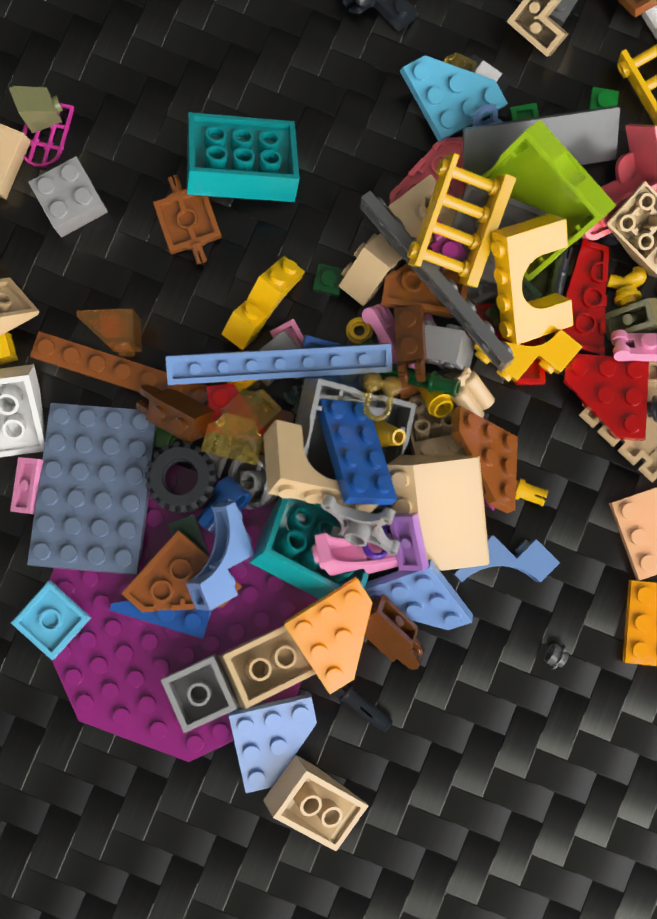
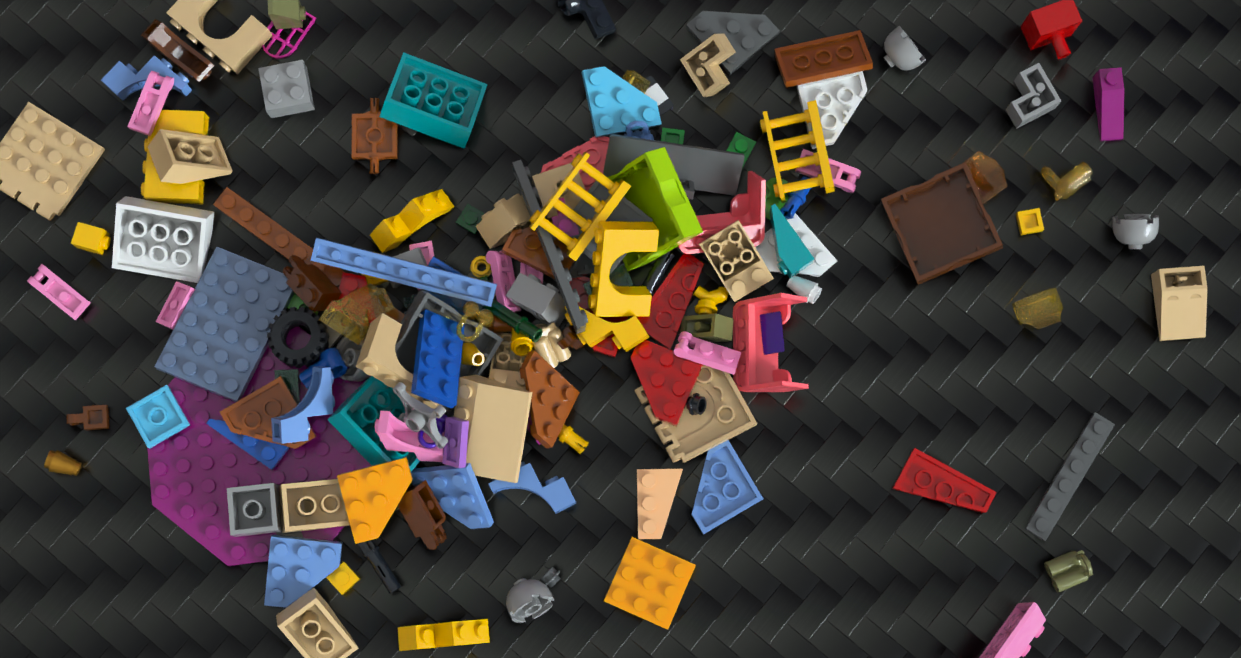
camera: 20 degrees right, 5 degrees down
(116, 328) = (287, 204): clear orange slope -> none
(324, 732) = (343, 578): none -> yellow plate
(410, 341) = (512, 288): reddish brown hinge -> none
(466, 760) = (443, 634): none -> yellow arch
(490, 379) = (570, 339): none -> reddish brown plate
(541, 688) = (528, 599): none -> light grey cylinder

